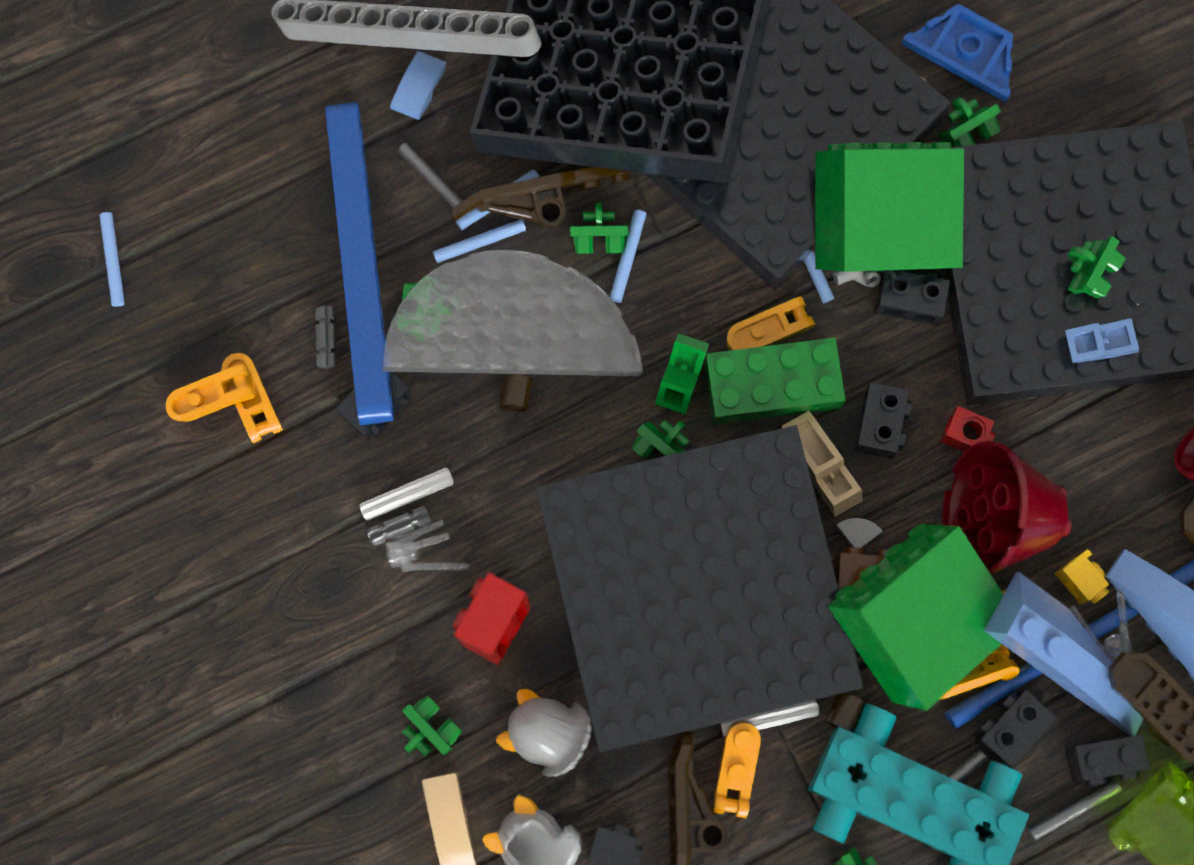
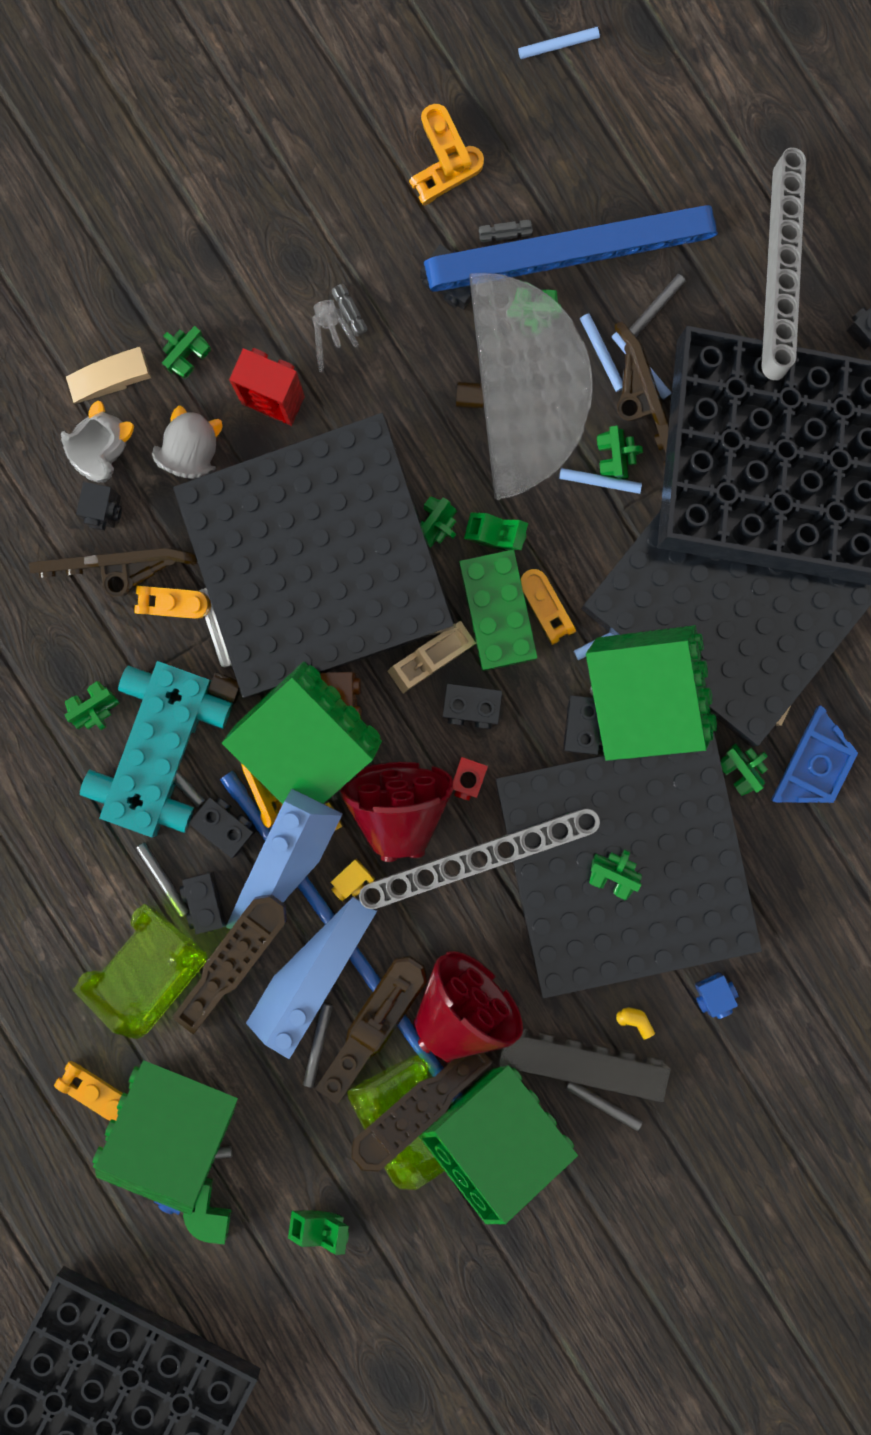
camera: 80 degrees right, 10 degrees up
(406, 494) = (376, 313): white axle -> none
(418, 85) = (738, 284): medium blue slope -> none
(858, 531) = (376, 691): light grey tile -> none
(1066, 435) = (468, 868): none -> light grey beam
(1102, 341) = (551, 882): medium blue slope -> none
(1115, 643) = (297, 908): clear plant -> none

